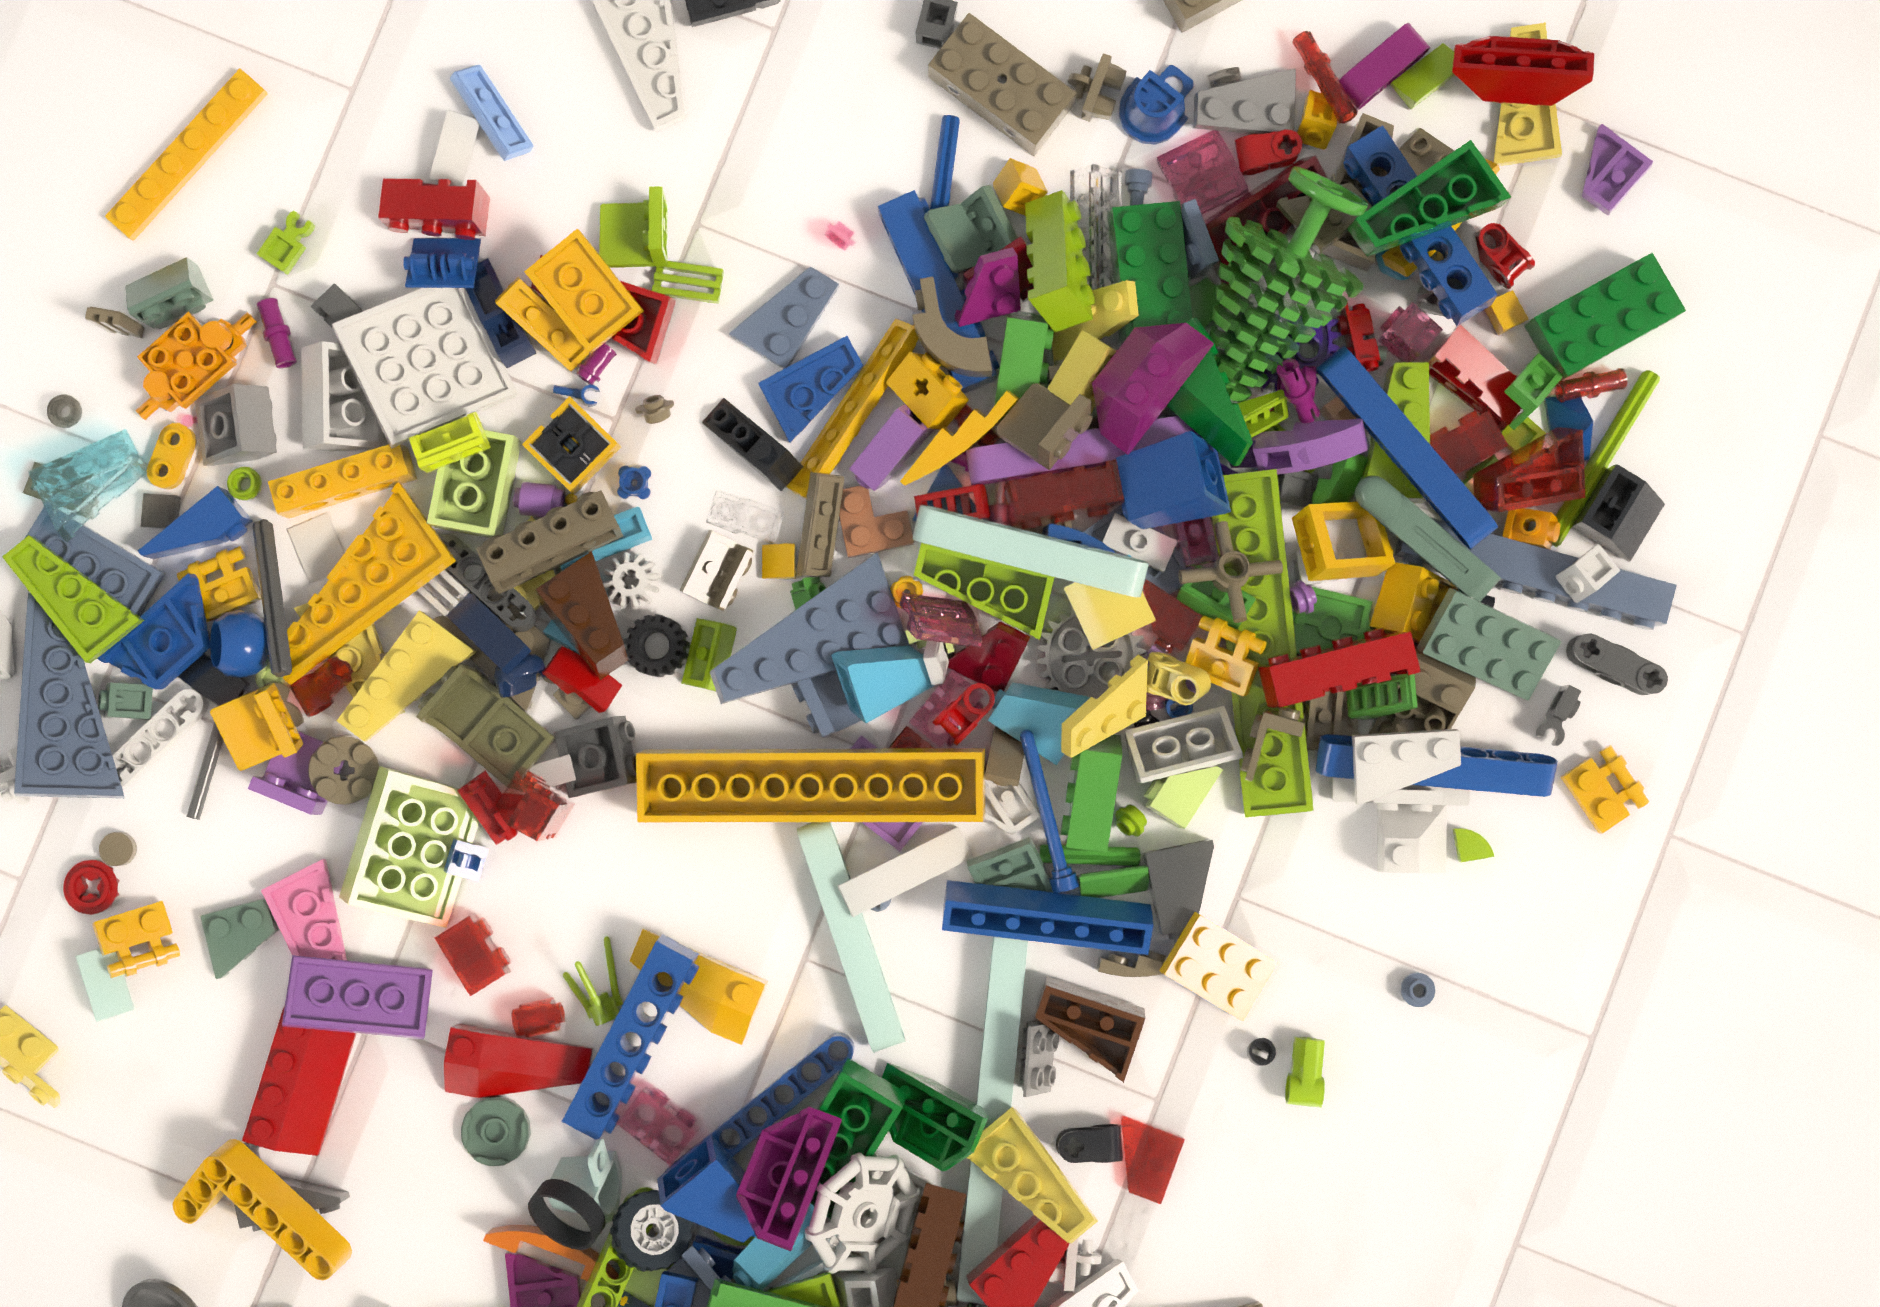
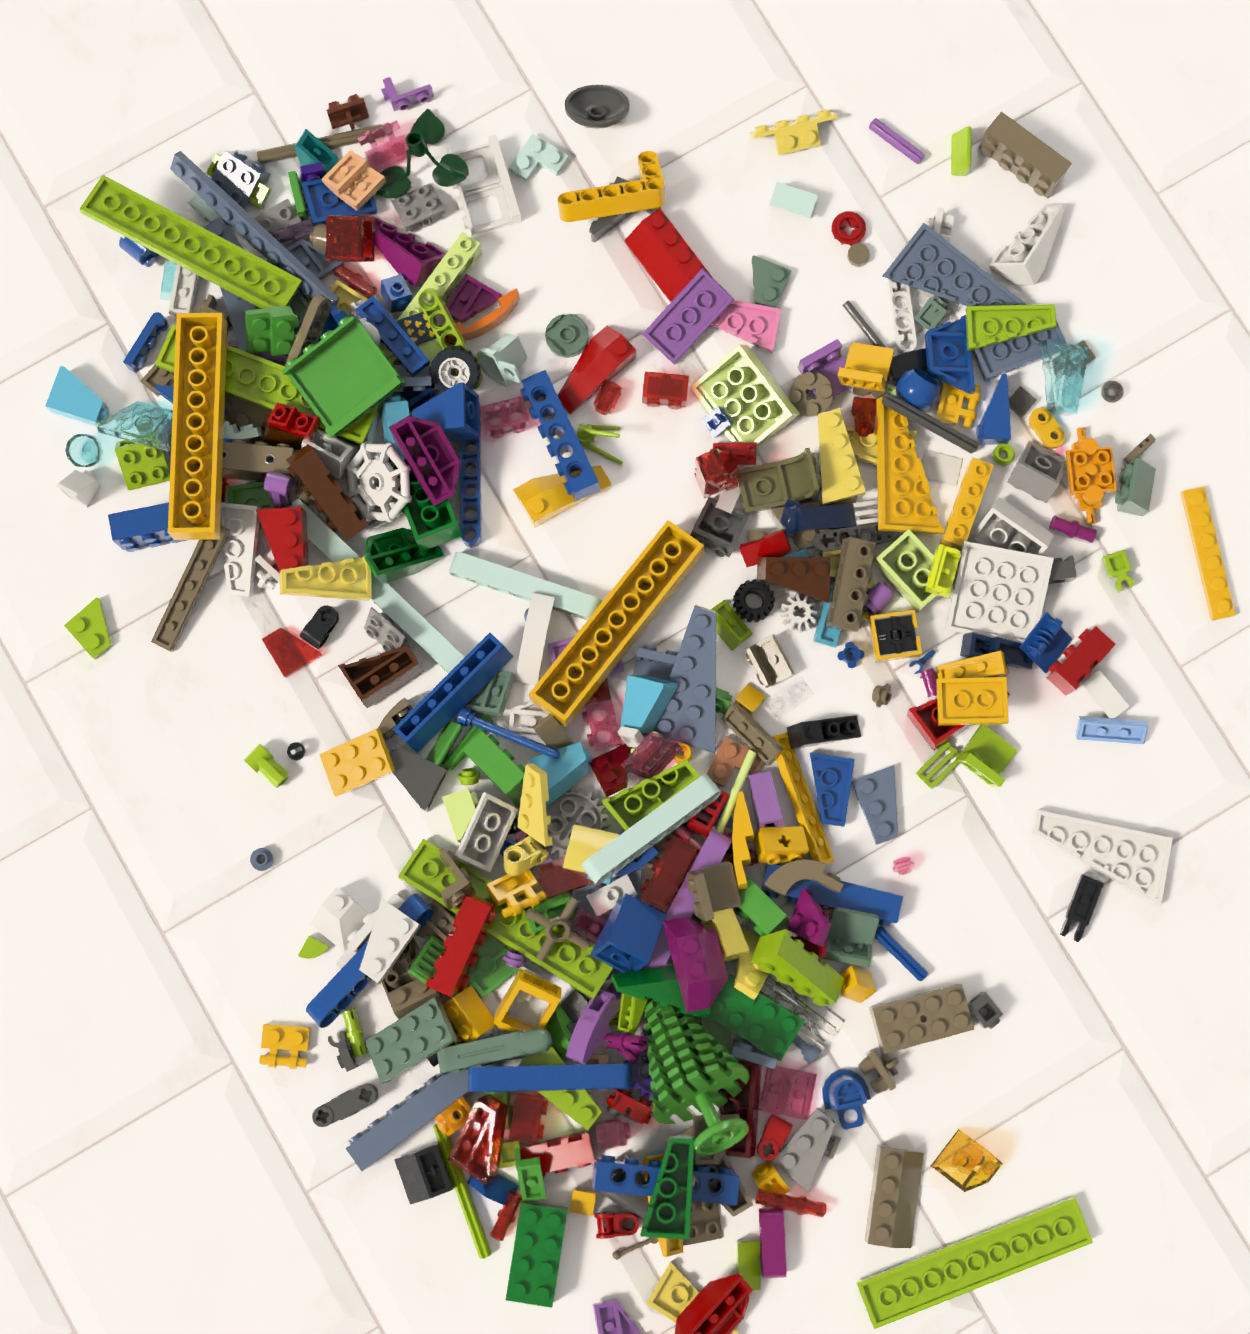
camera: 120 degrees right, 5 degrees down
(135, 928) = (810, 232): yellow plate -> none
(577, 1200) = (500, 345): black tyre -> none
(905, 492) = (737, 787): none -> yellowish green bar
(964, 714) = (592, 728): red piece -> none
(1527, 719) = (354, 1032): none -> lime pin
(1532, 229) = (617, 1254): none -> dark tan hinge
(1587, 573) = (405, 1125): white bracket -> none

